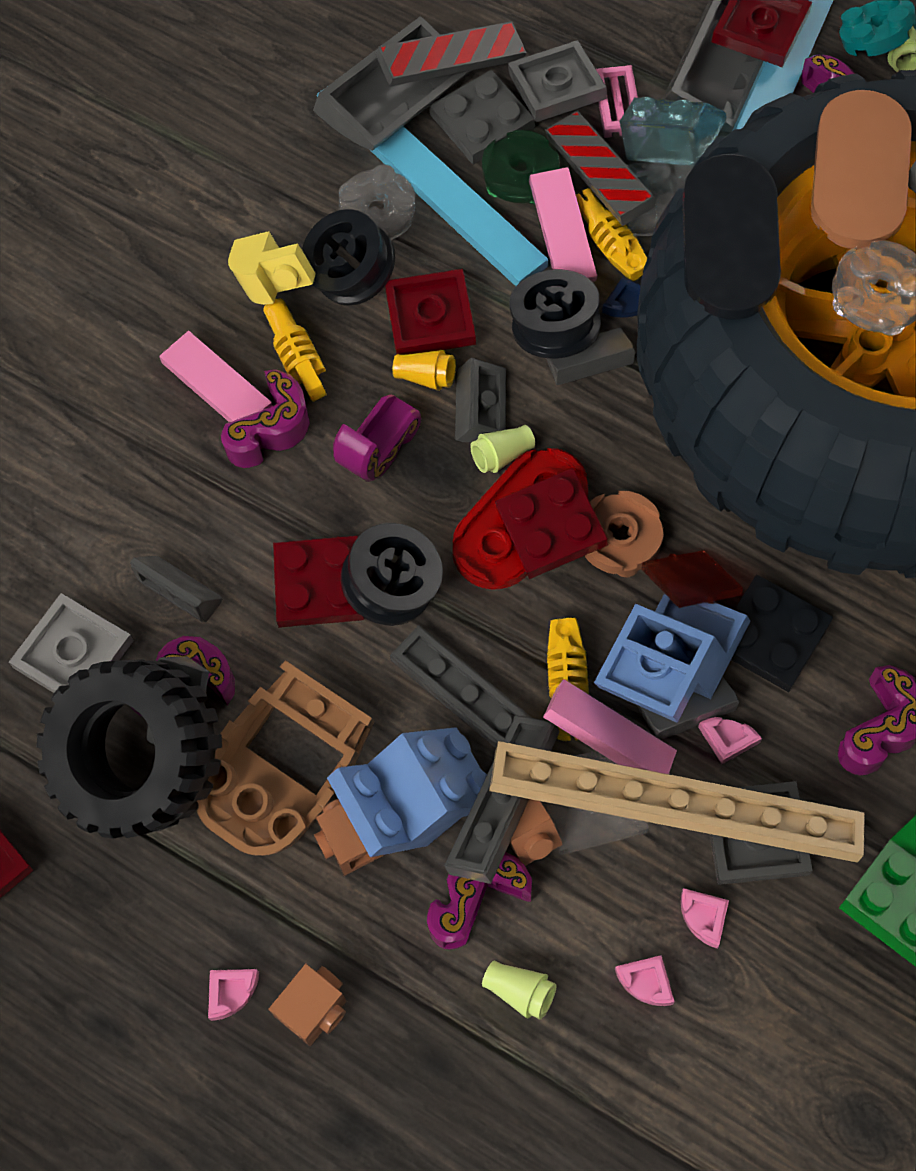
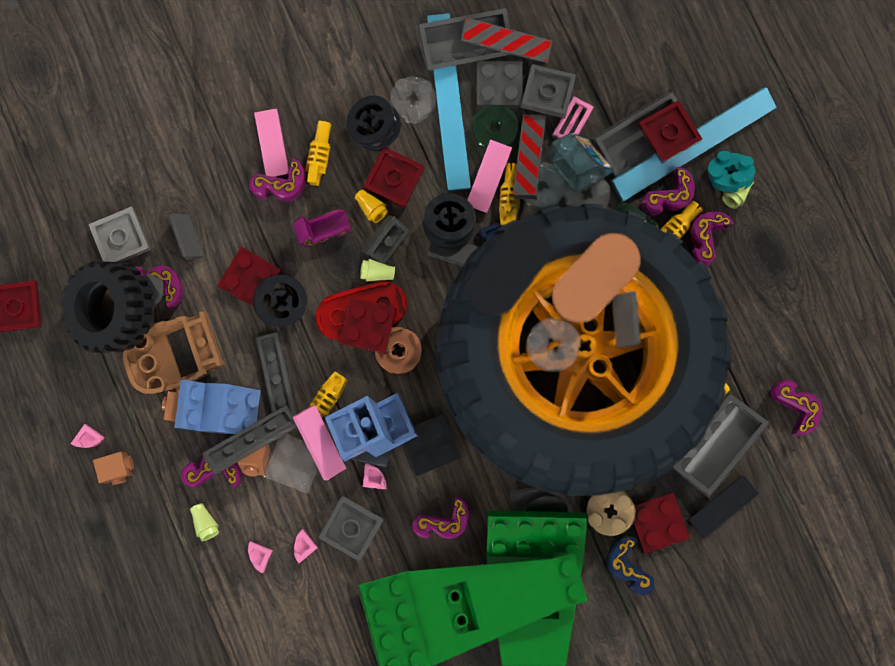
camera: 30 degrees right, 15 degrees up
(267, 269) = (330, 101): light yellow brick -> none
(678, 802) = (319, 495): tan plate -> none
(691, 578) = (409, 397): clear red piece -> none

